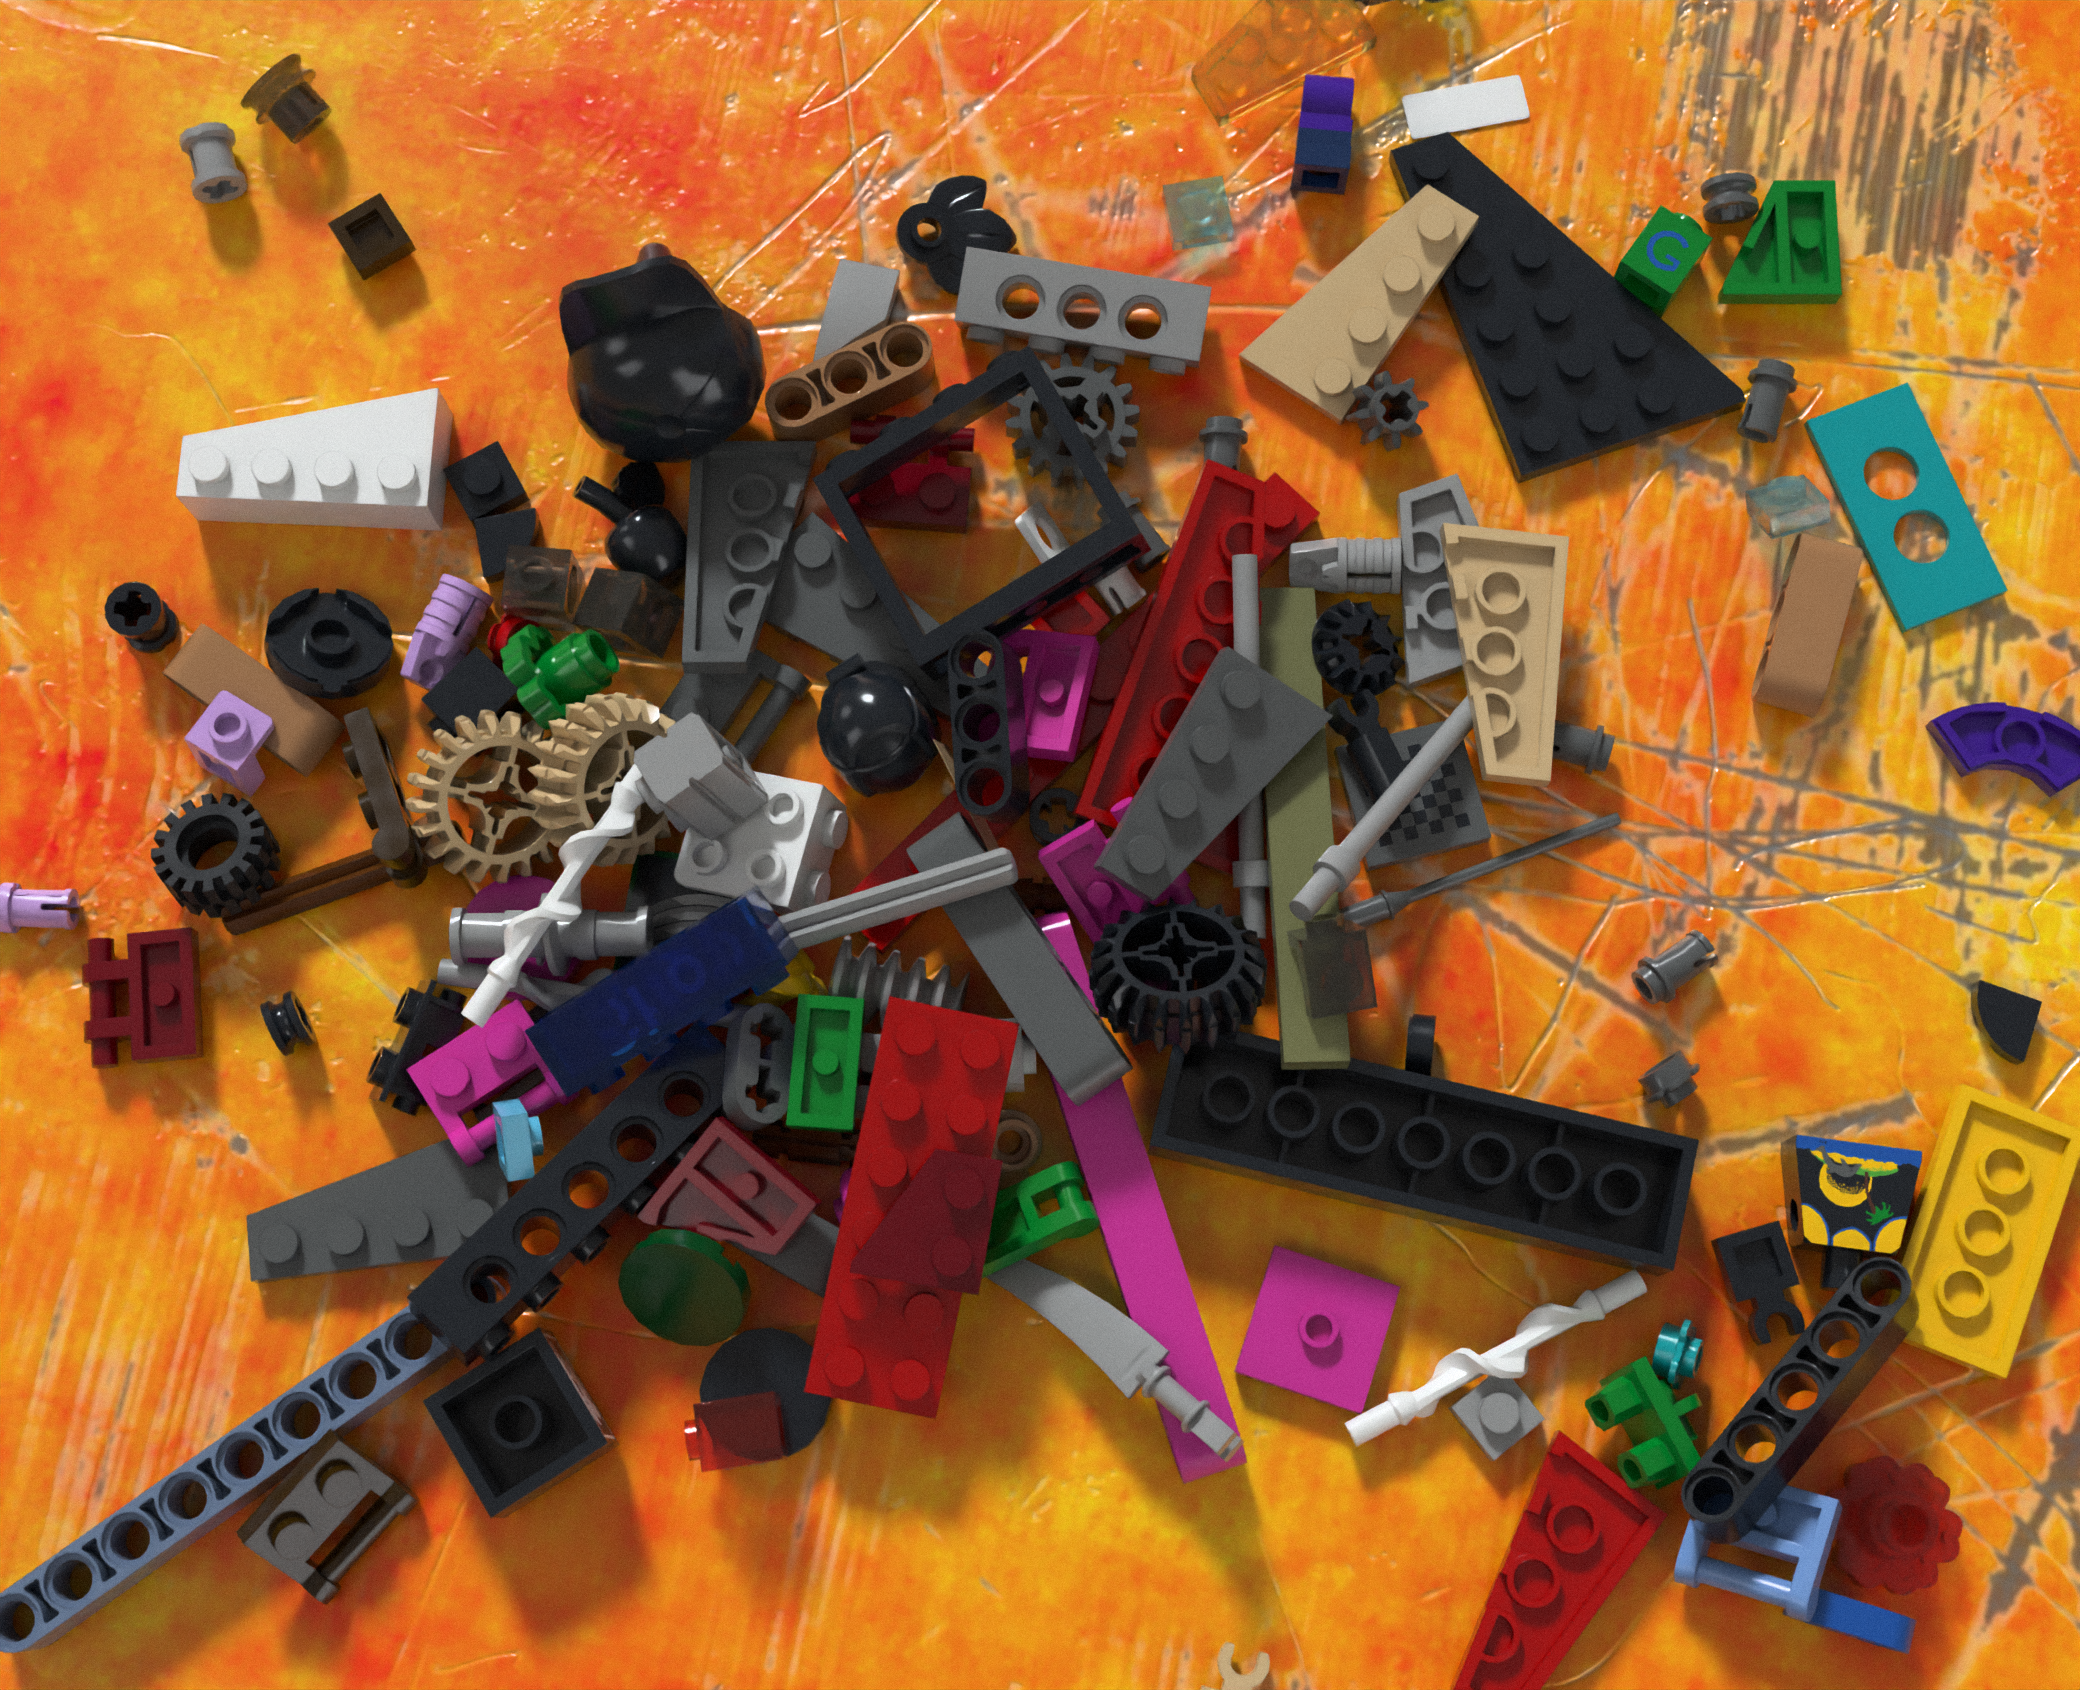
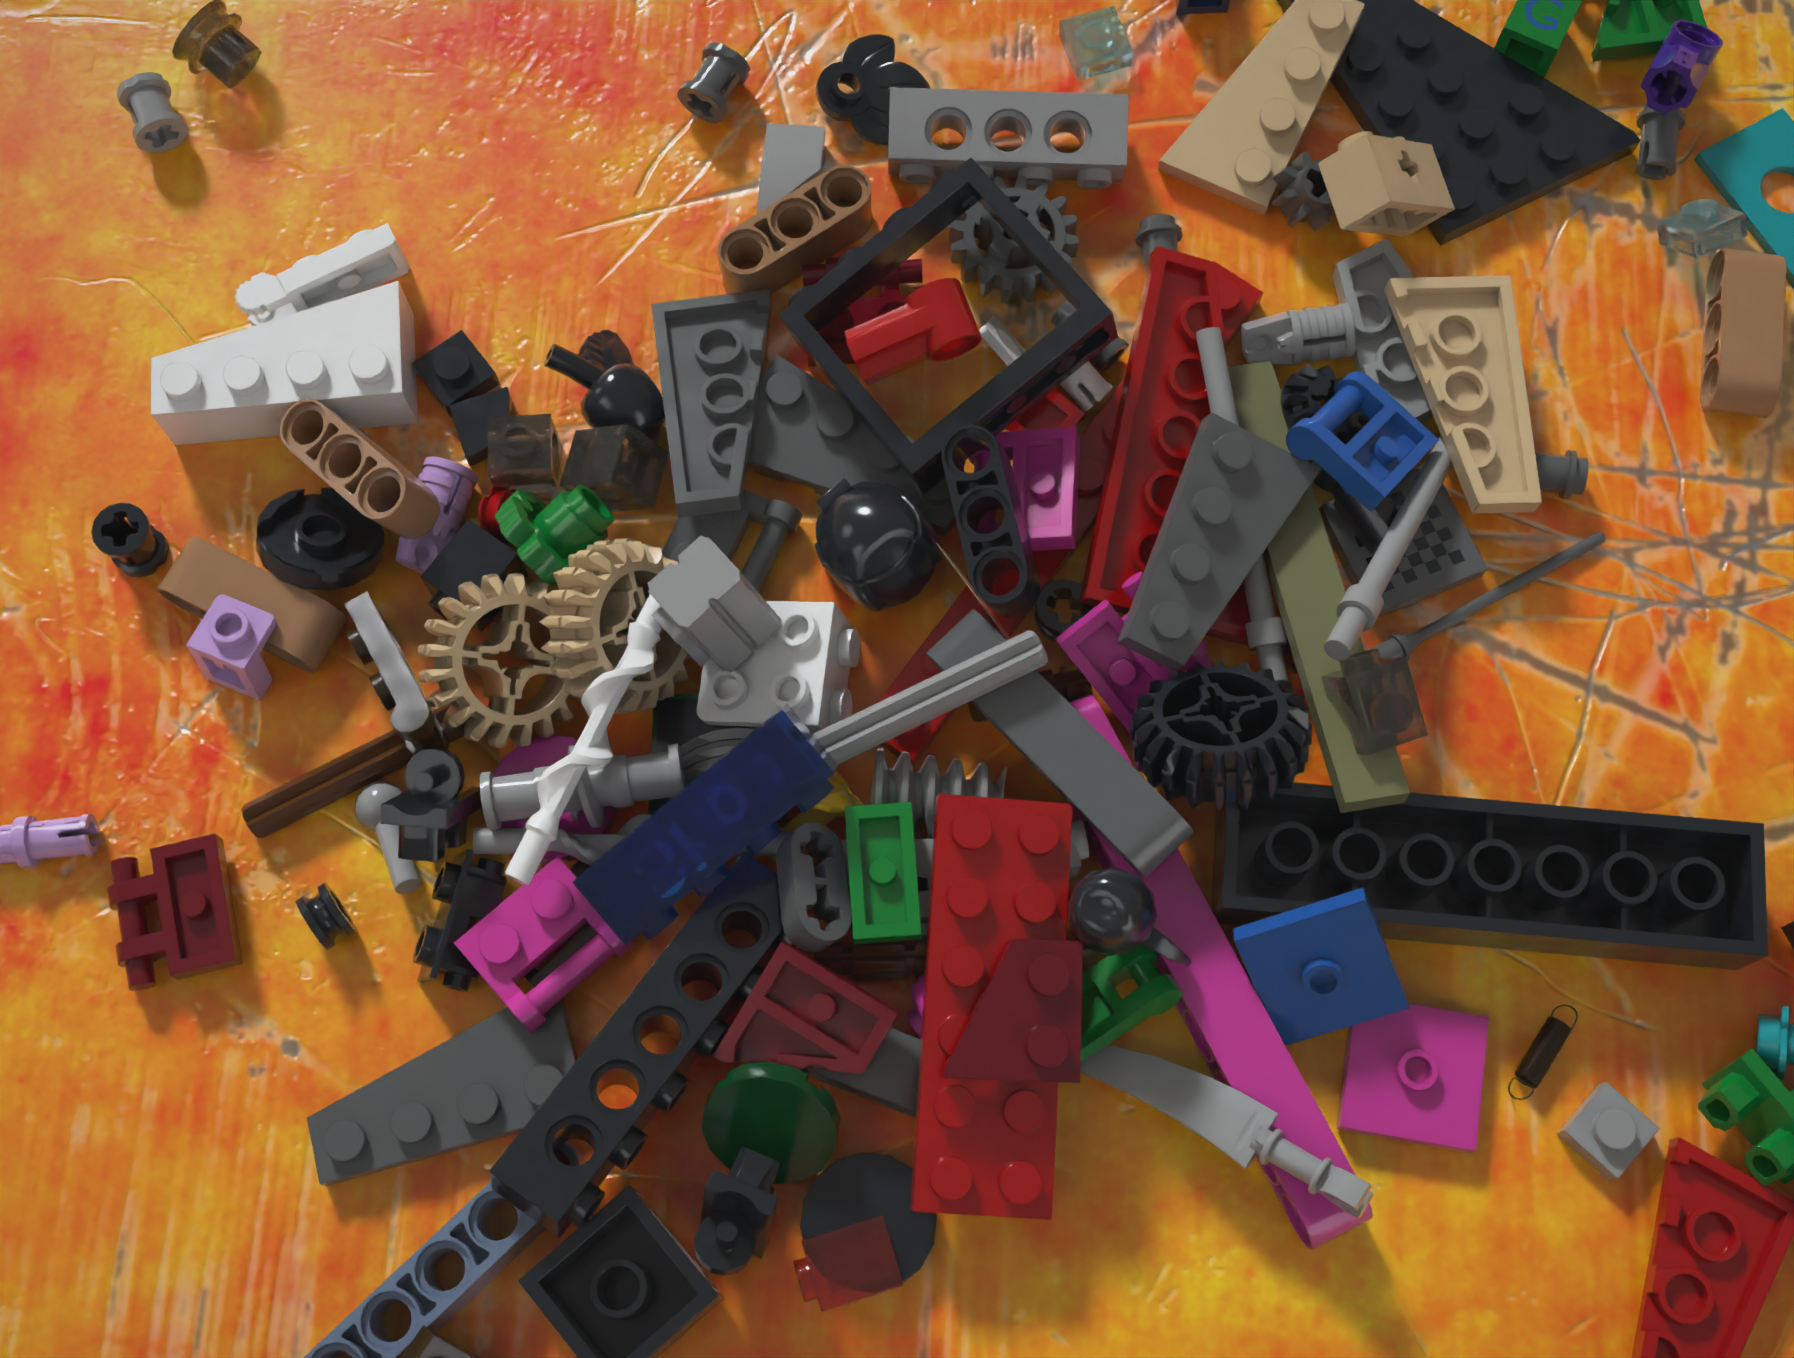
camera: 10 degrees left, 5 degrees down
(201, 830) = (217, 735): black tyre -> none
(357, 923) = (368, 811): none -> light grey bar
(364, 369) = (348, 269): none -> white hinge
(372, 236) = (314, 159): dark brown plate -> none
(374, 579) = (359, 469): none -> medium nougat beam
(403, 934) = (432, 810): none -> black hips
(517, 1139) = (578, 995): medium azure plate -> none
(638, 1369) = (737, 1214): none -> black hips
(658, 360) = (610, 221): black piece -> none
(792, 206) = (714, 82): none -> dark grey bush
(957, 521) = (930, 327): none -> red piece
(1041, 1138) = (1117, 914): none -> black piece
(1238, 1216) = (1321, 967): none -> blue plate
(1392, 708) = (1377, 454): none -> blue plate
(1420, 1044) = (1461, 772): black tile -> none
(1448, 1328) = (1542, 1052): none -> dark brown piece
(1460, 419) = (1385, 184): none -> tan brick
(1503, 1361) = (1605, 1076): white piece -> none
(1661, 976) = (1678, 679): dark grey pin -> none
(1669, 1080) = (1708, 776): dark grey plate -> none
(1797, 330) = (1680, 66): none -> dark purple piece

